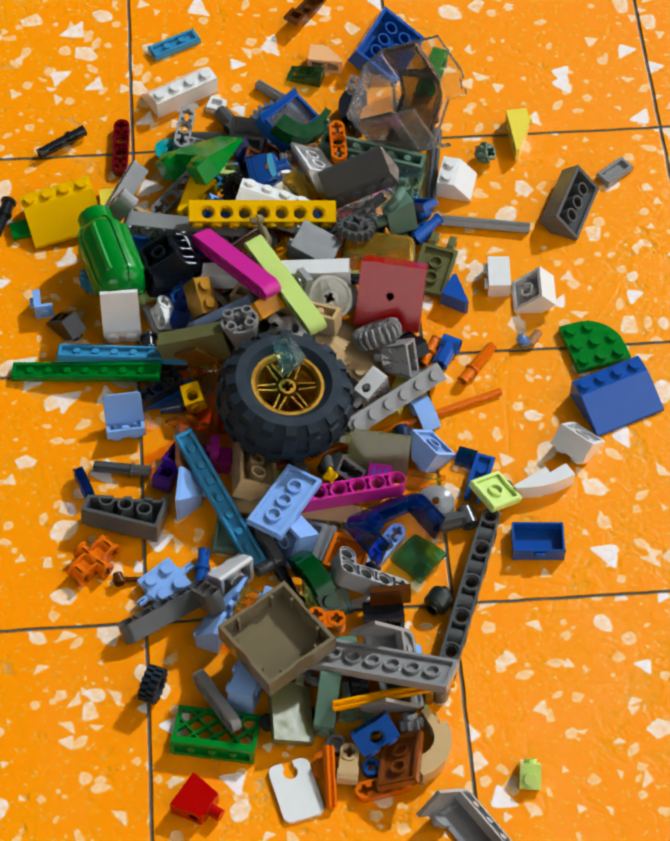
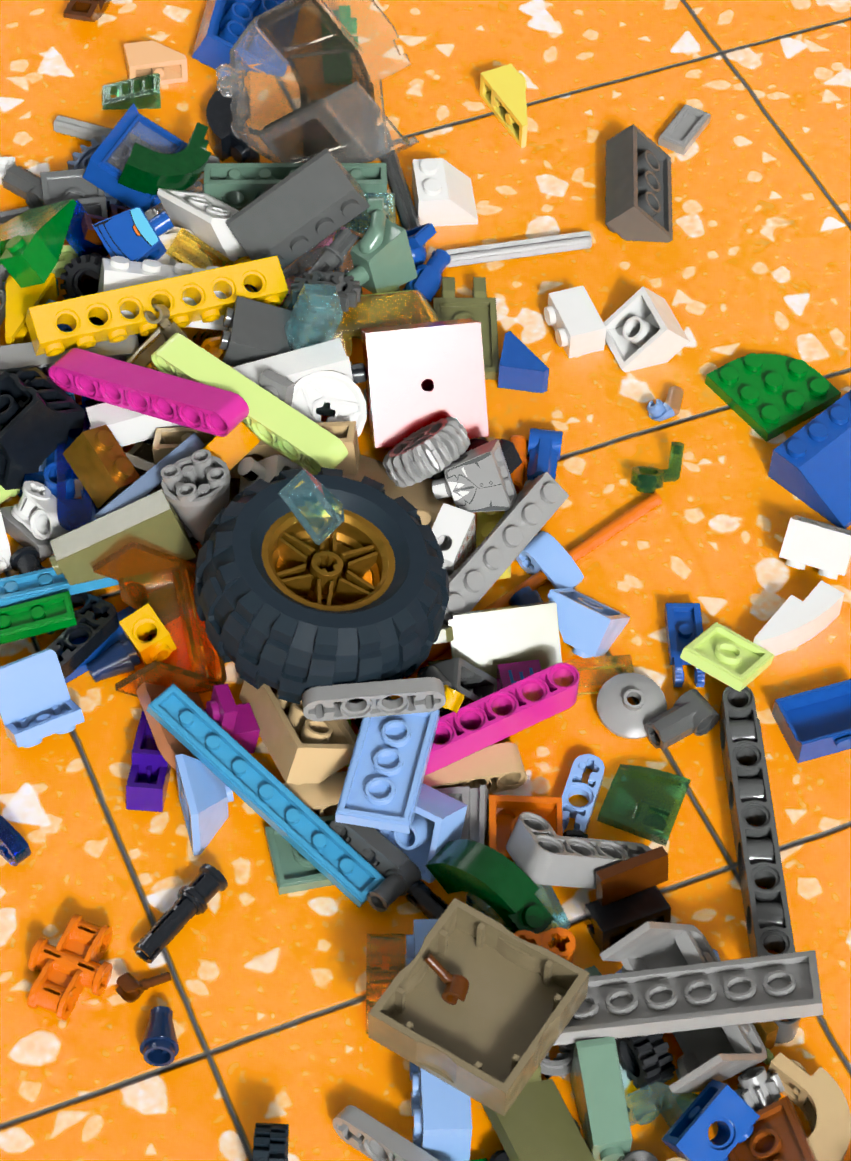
camera: 20 degrees left, 5 degrees down
(123, 468) = (62, 792): dark grey axle -> none
(124, 607) = (160, 1039): none -> dark blue cone
(126, 515) = (102, 870): dark grey wedge -> none
(163, 581) = (217, 973): light blue plate -> none
(164, 544) = (191, 901): none -> black pin
(171, 608) = (252, 1009): dark grey beam -> none
(202, 566) = (274, 925): blue pin -> none
(207, 633) = (340, 1017): light blue wedge -> none
(231, 571) = (333, 921): white slope -> none
(269, 625) = (455, 985): none -> reddish brown hand
(309, 468) = (416, 694): none -> light grey beam
(333, 137) = (235, 164): orange beam -> none
(338, 242) = (313, 316): none -> clear light blue brick
(367, 523) = (548, 761): clear blue windscreen -> none
(394, 693) = (681, 1065): light orange axle -> none
(438, 600) = (710, 864): pearl dark grey head -> none
(465, 457) = (648, 617): clear blue tile -> none
(472, 368) = (597, 473): orange axle -> none
(485, 152) = (472, 143): sand green gear -> none
(501, 379) = (649, 479): none -> clear green plate

